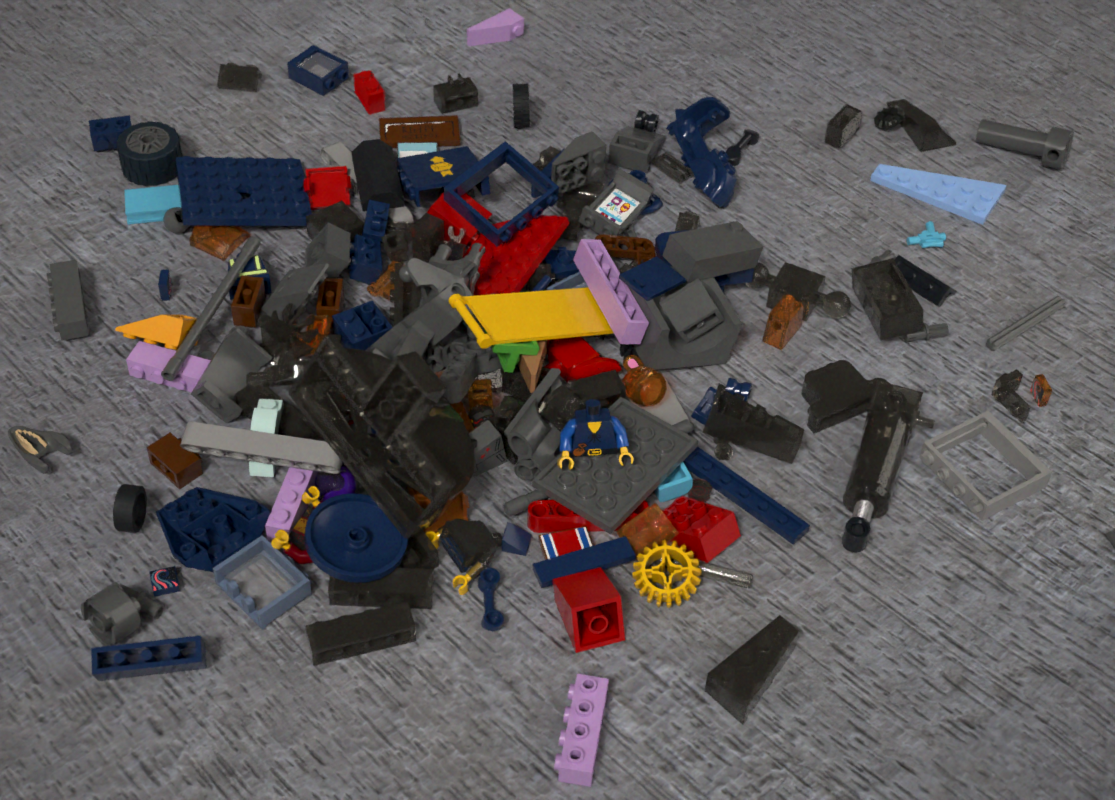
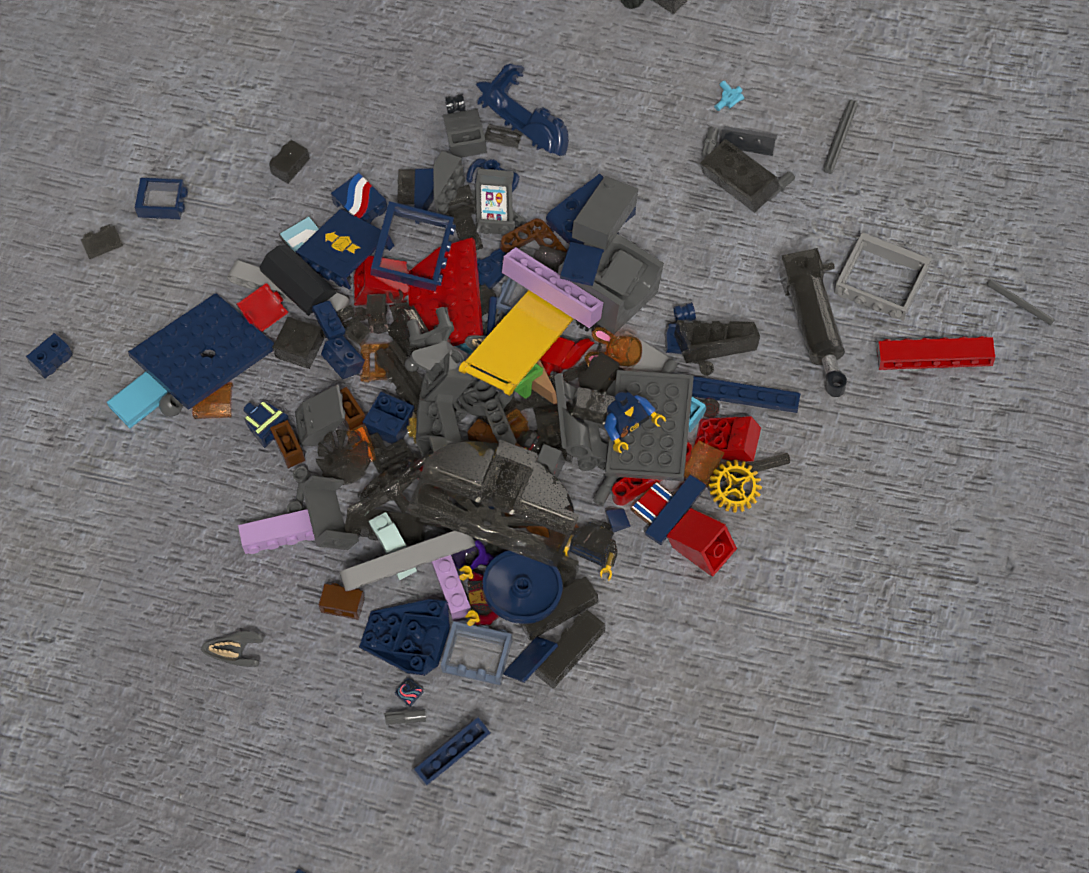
camera: 25 degrees left, 15 degrees up
(68, 299) = (151, 521): dark grey brick -> none
(111, 614) = (401, 738): dark grey brick -> none
(129, 508) = (346, 656): black tyre -> none
(149, 153) = (99, 357): black wheel -> none
(164, 329) = (250, 504): light orange slope -> none
(165, 285) = (210, 466): dark blue tile -> none
(176, 362) = (283, 526): dark grey piece -> none
(310, 618) = (530, 659): none -> dark blue container
(331, 247) = (315, 370): dark grey brick -> none
(369, 92) = (219, 197): red brick -> none
(420, 129) = (285, 211): reddish brown tile -> none
(485, 141) = (360, 199): none -> panel
(487, 584) = (622, 562): dark blue bar -> none
(496, 29) = (271, 73): lavender slope -> none
(521, 105) = (353, 146): black tyre -> none
(583, 730) = (757, 627): lavender brick -> none
(687, 221) = (553, 187): clear smoke bracket -> none
(734, 152) = (540, 96): black bar -> none
(750, 670) = (832, 524): clear smoke wedge -> none
(788, 314) = (679, 232): clear orange torso -> none
(804, 286) = (671, 202): clear smoke brick -> none
(836, 394) = (752, 275): clear smoke brick -> none
(842, 126) = (606, 26): clear smoke brick -> none
(954, 194) = (718, 44): light blue wing -> none
(997, 567) = (935, 353): none -> red brick
(1005, 393) = (865, 210): clear smoke bracket -> none
(1041, 390) = (884, 191): clear orange tile -> none

